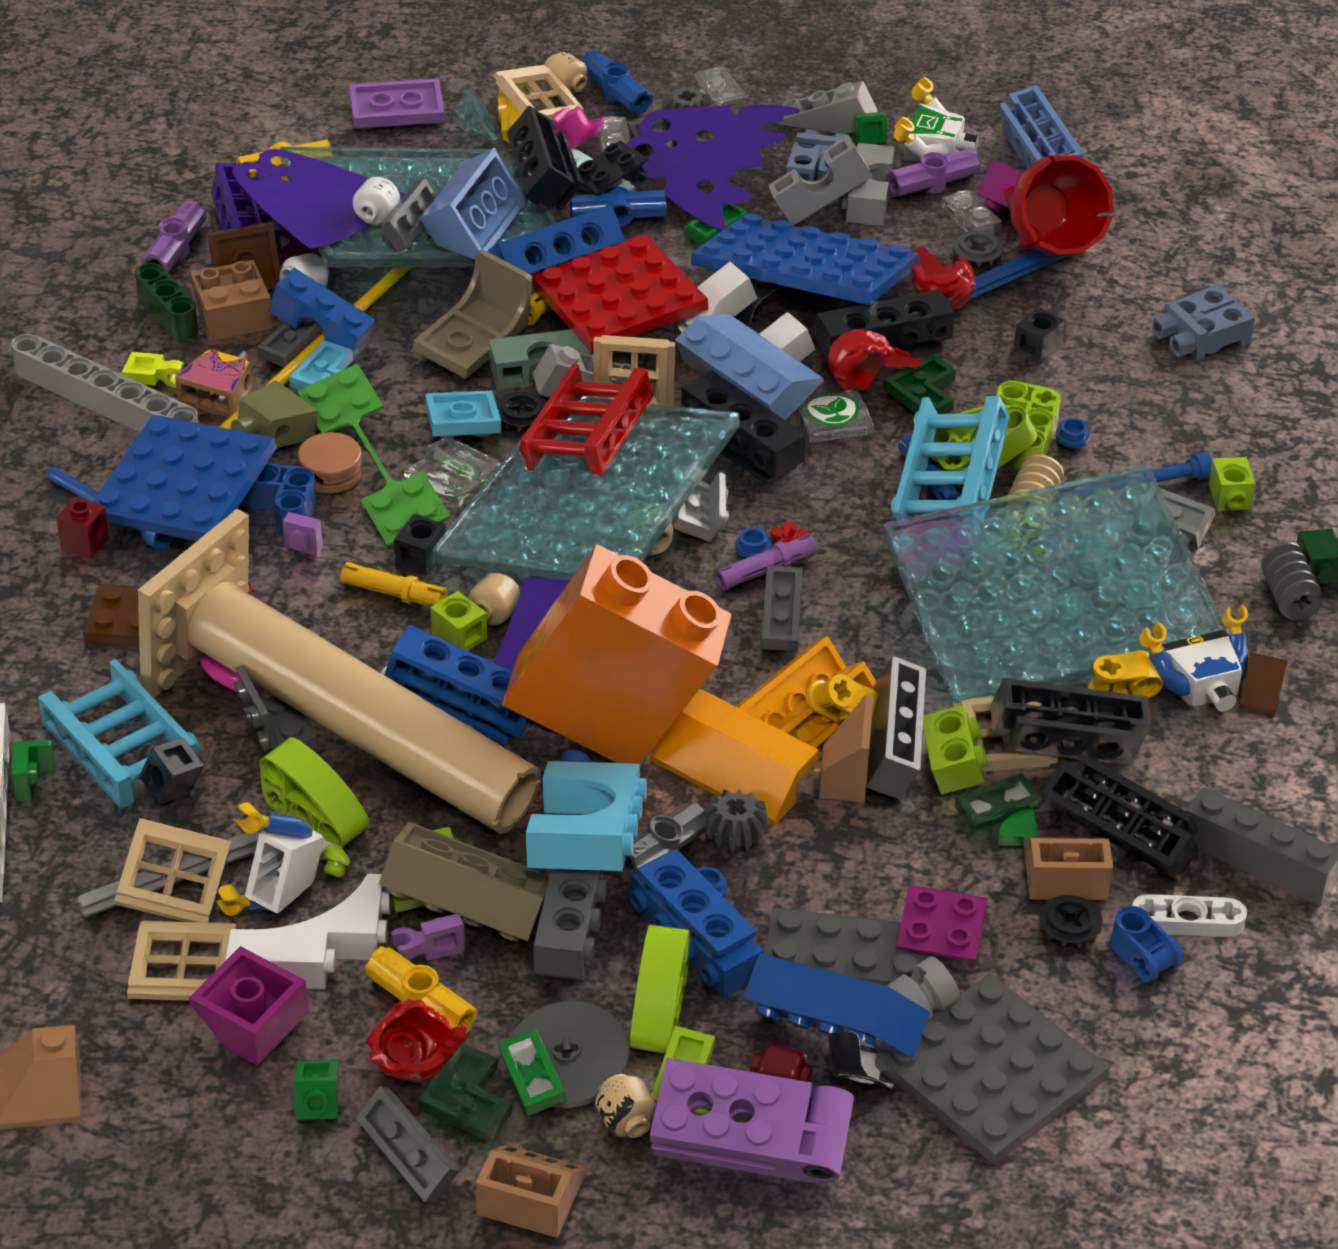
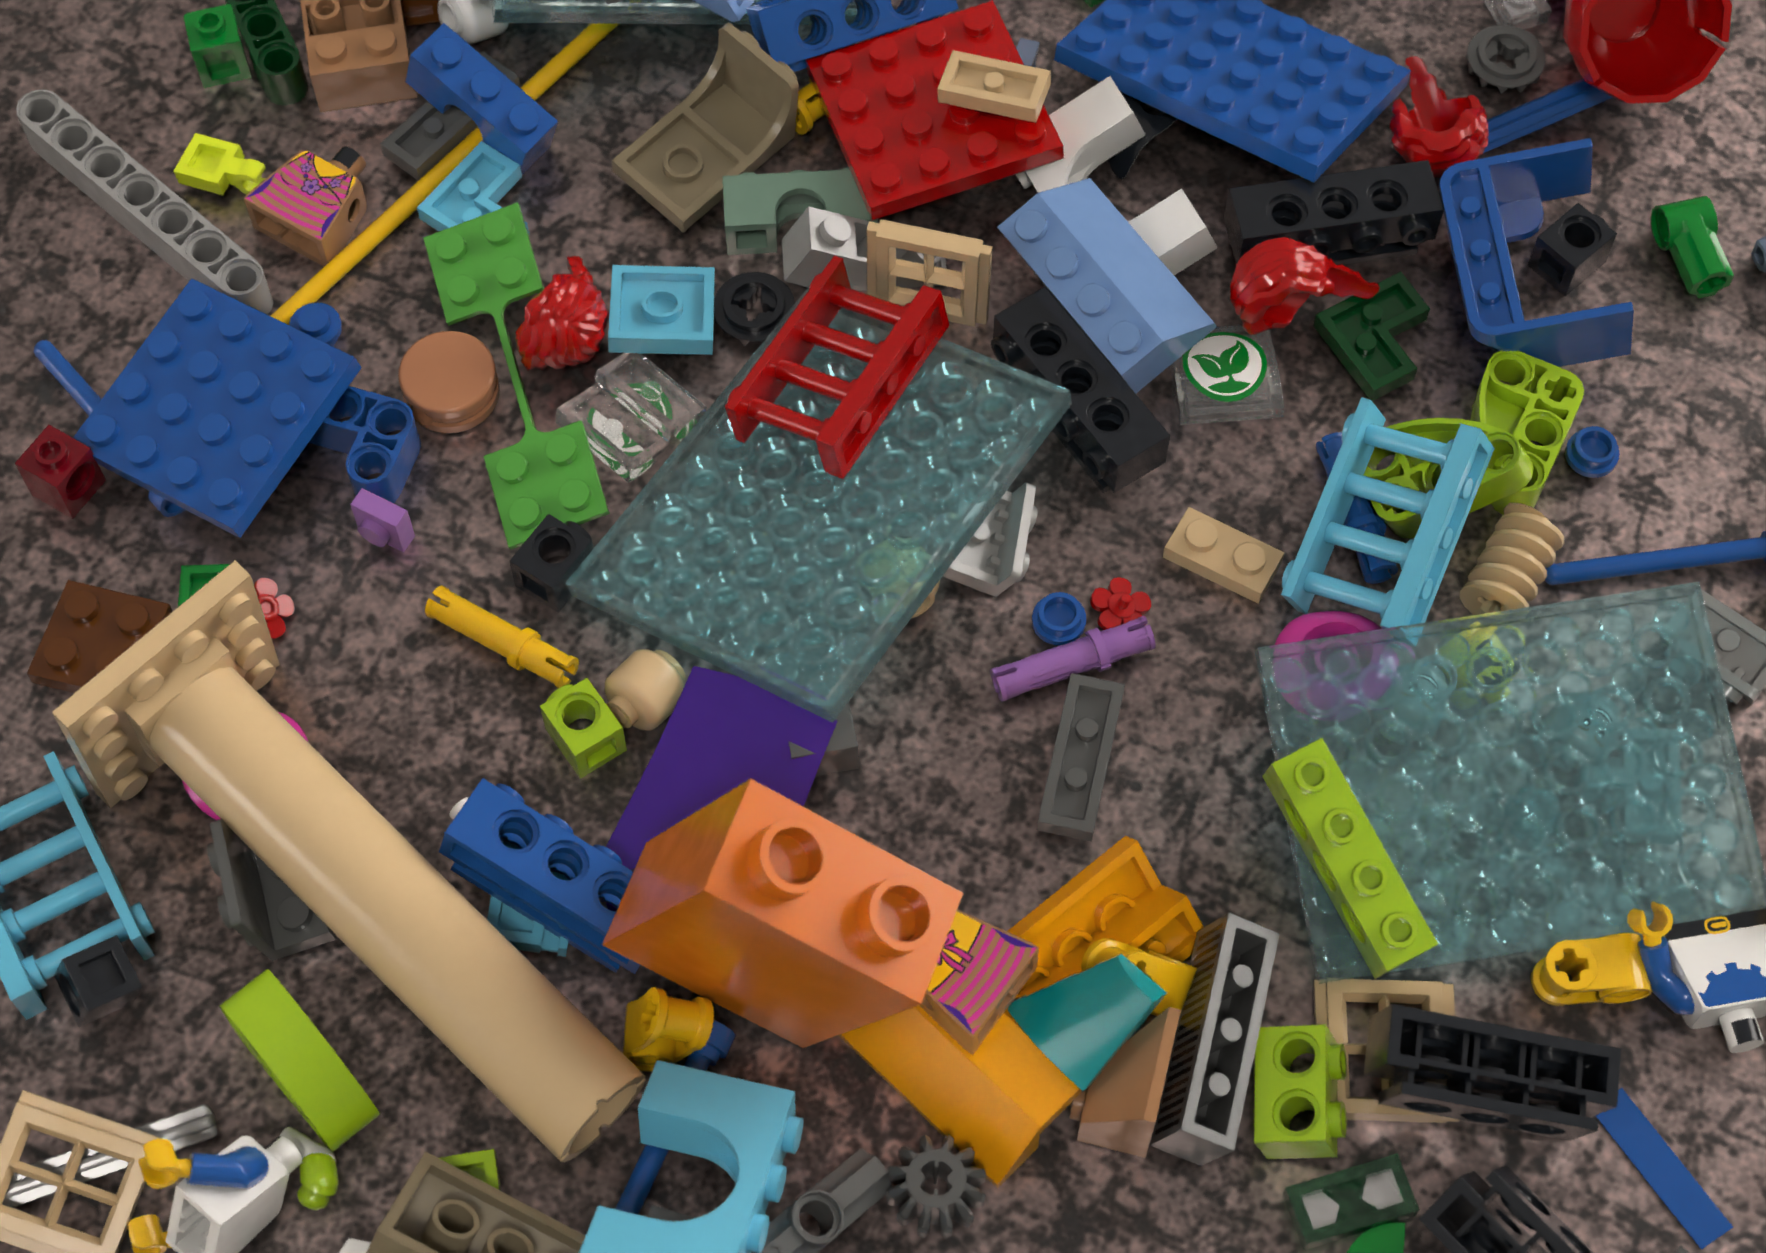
camera: 10 degrees right, 20 degrees up
(137, 306) = (216, 46): none -> green bracket
(276, 414) = (378, 288): olive torso -> none
(400, 422) = (563, 321): none -> red hair
(549, 745) = (665, 1028): none -> yellow piece
(658, 268) = (994, 86): none -> tan plate
(737, 696) = (977, 978): none -> torso
(817, 709) = (1088, 1016): none -> teal slope
(850, 505) = (1223, 555): none -> tan plate
(961, 621) = (1349, 858): none -> lime brick
(988, 315) = (1501, 203): none -> blue windscreen
(1112, 322) = (1690, 234): none -> green piece
(1182, 769) = (1664, 1171): none -> blue sticker

